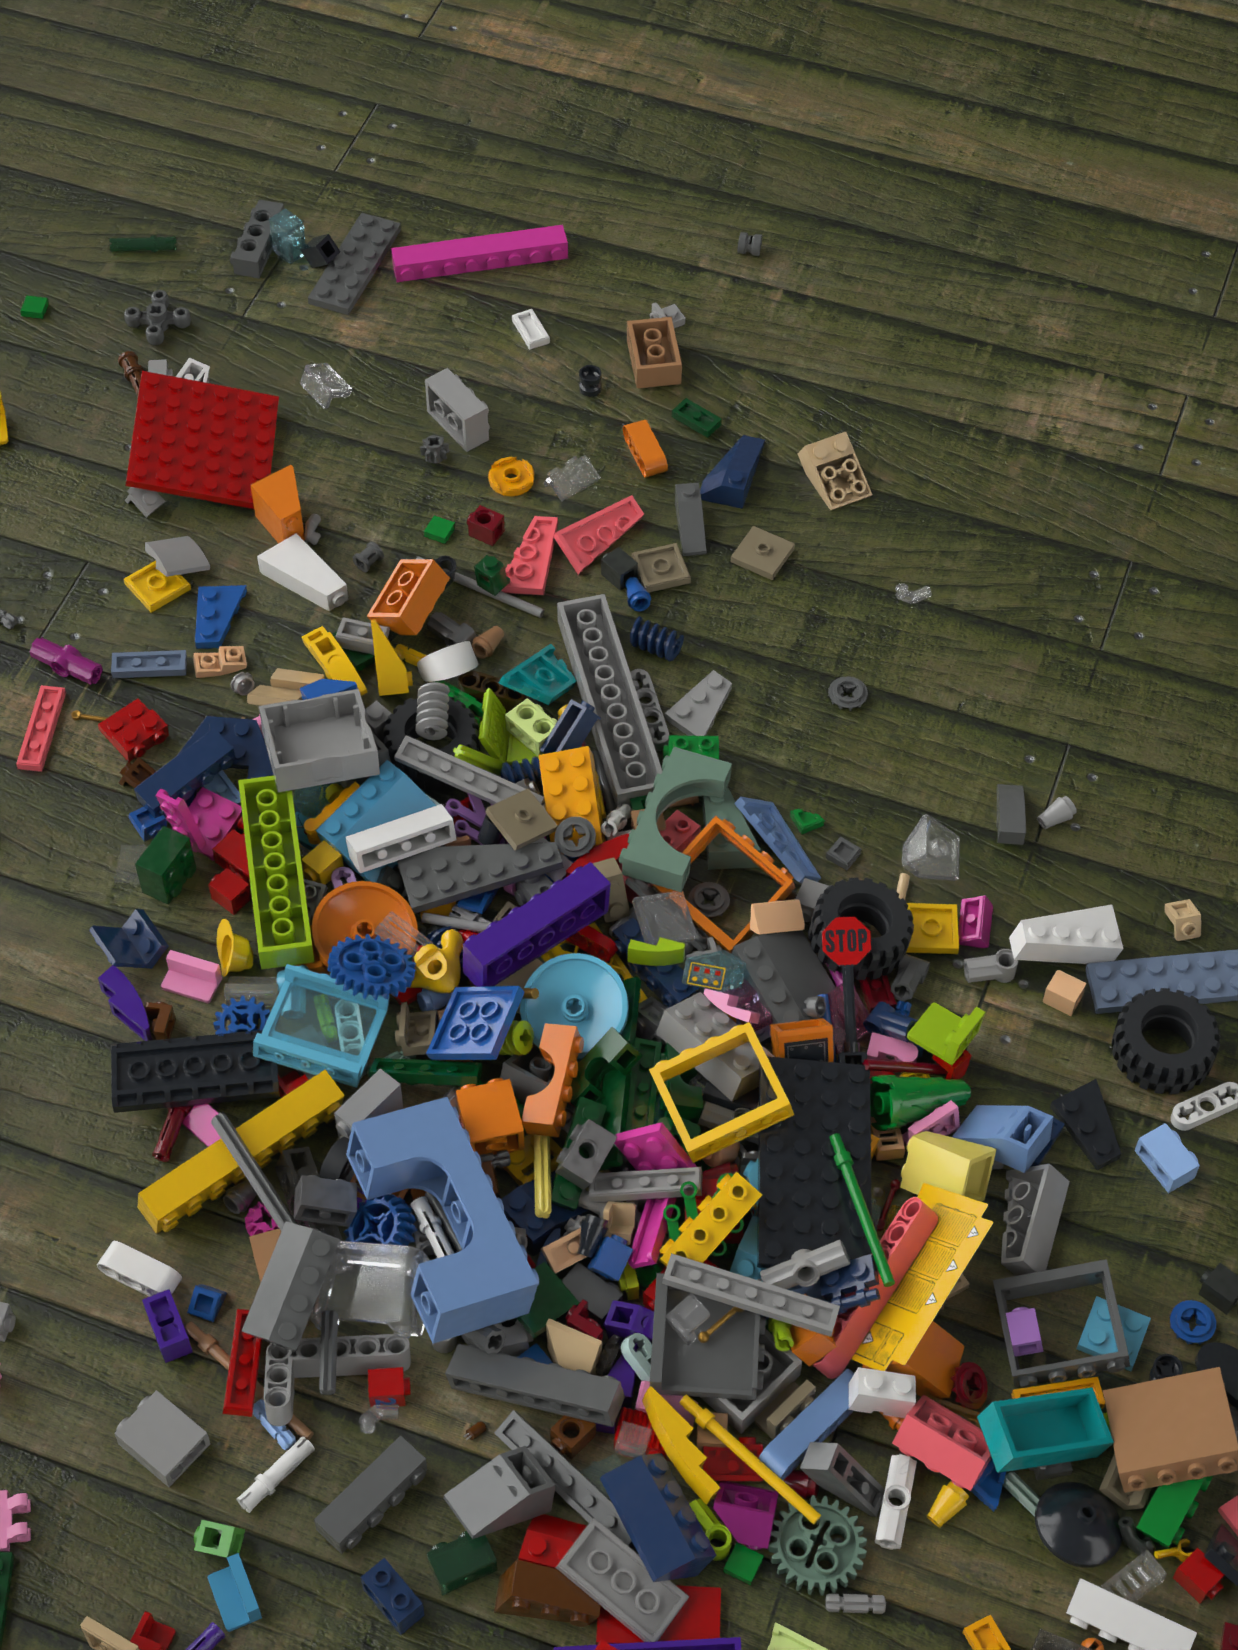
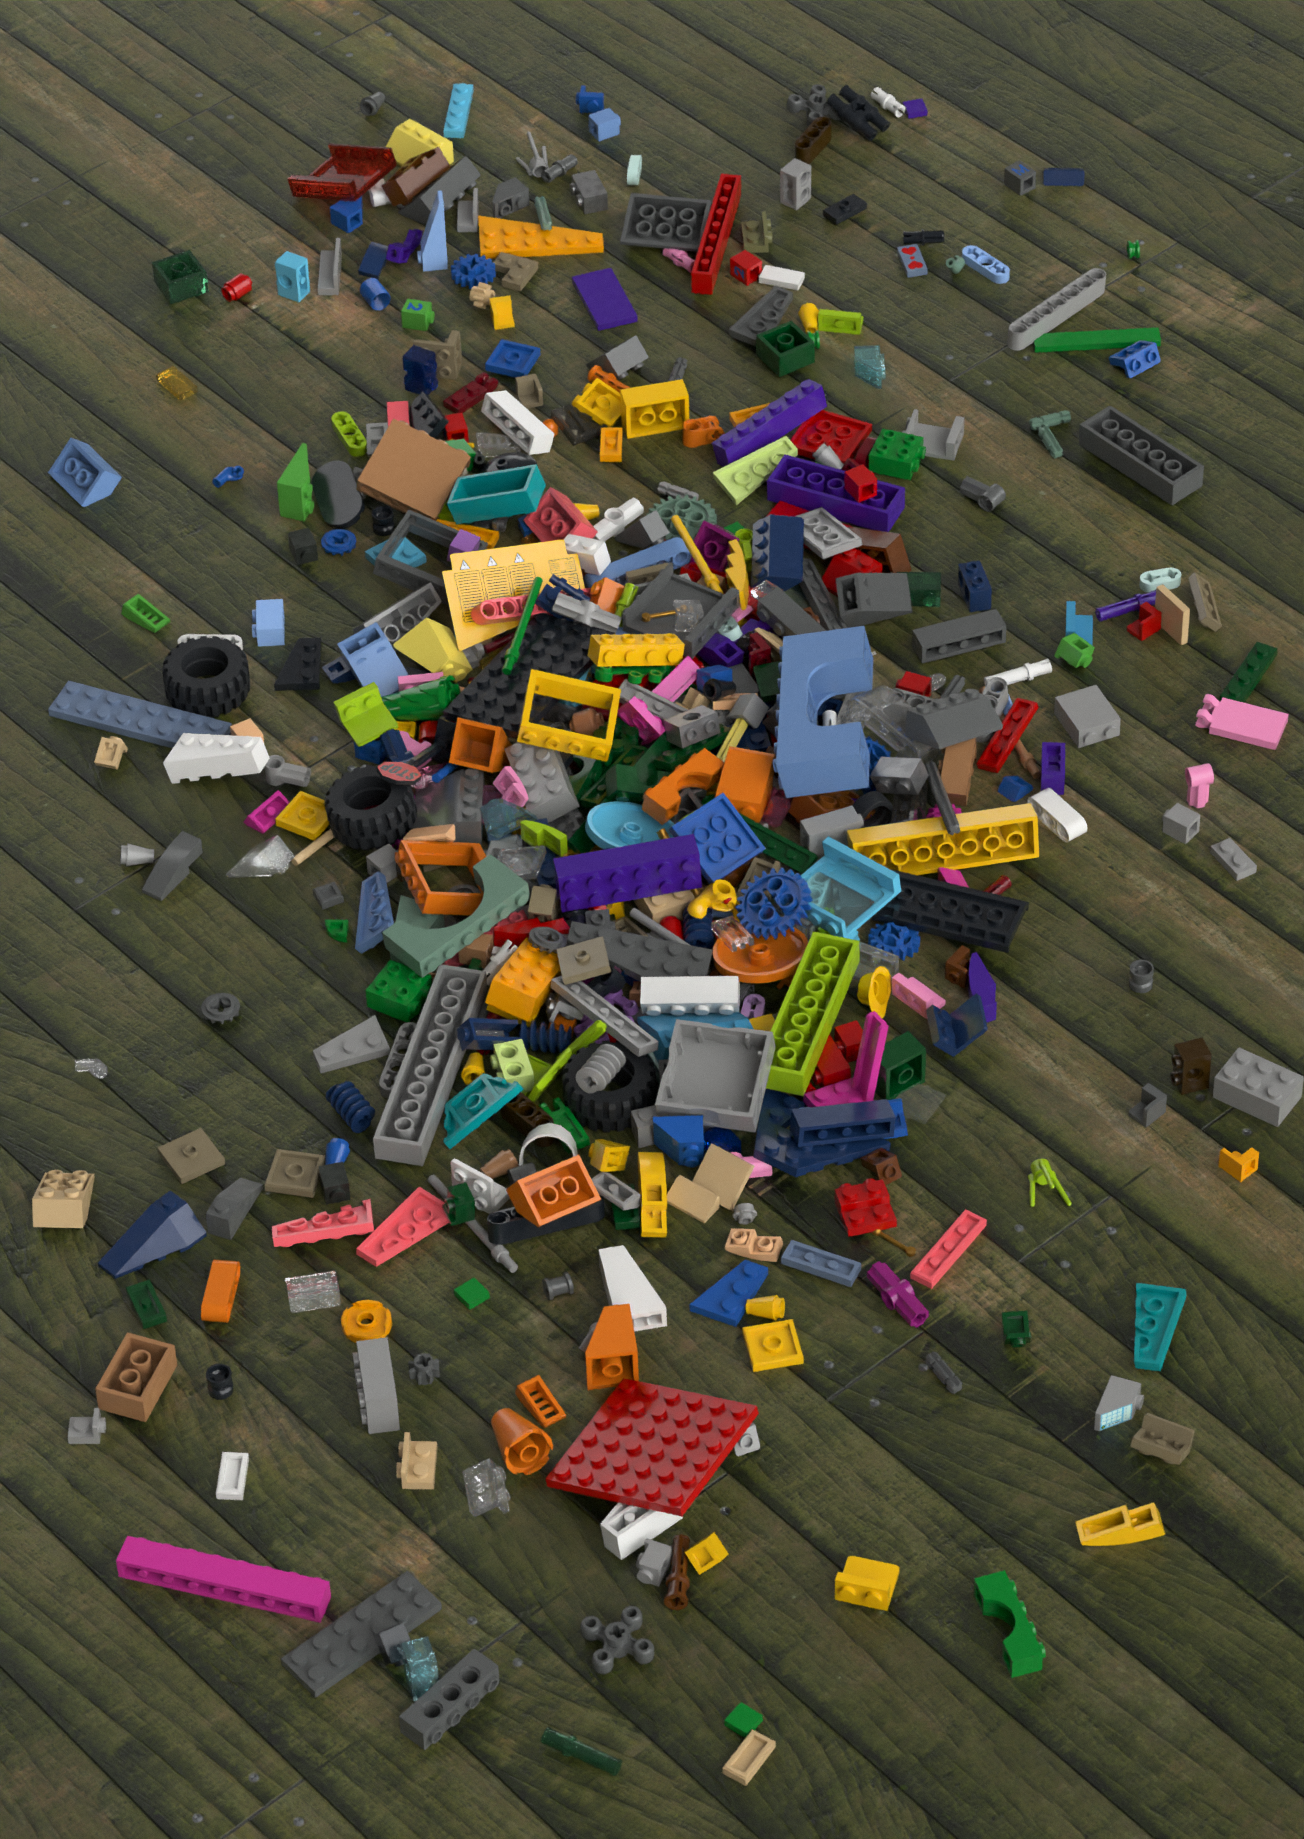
camera: 150 degrees left, 10 degrees down
(18, 286) = (749, 1757): none -> tan tile
(121, 399) = (706, 1553): none -> yellow panel
(177, 556) = (741, 1350): light grey slope -> none
(177, 607) = (767, 1307): none -> yellow cone
(319, 417) = (520, 1442): none -> orange cone
(337, 473) = (537, 1384): none -> orange slope
(393, 385) = (417, 1463): none -> tan bracket
(486, 525) = (427, 1271): dark red brick -> none
(491, 604) = (486, 1193): none -> white bracket
(542, 1220) = (749, 708): none -> light grey panel
(751, 1294) = (639, 599): light grey plate -> none
(815, 1006) = (450, 768): dark grey hinge -> none
(904, 1067) = (422, 716): dark red bar -> none

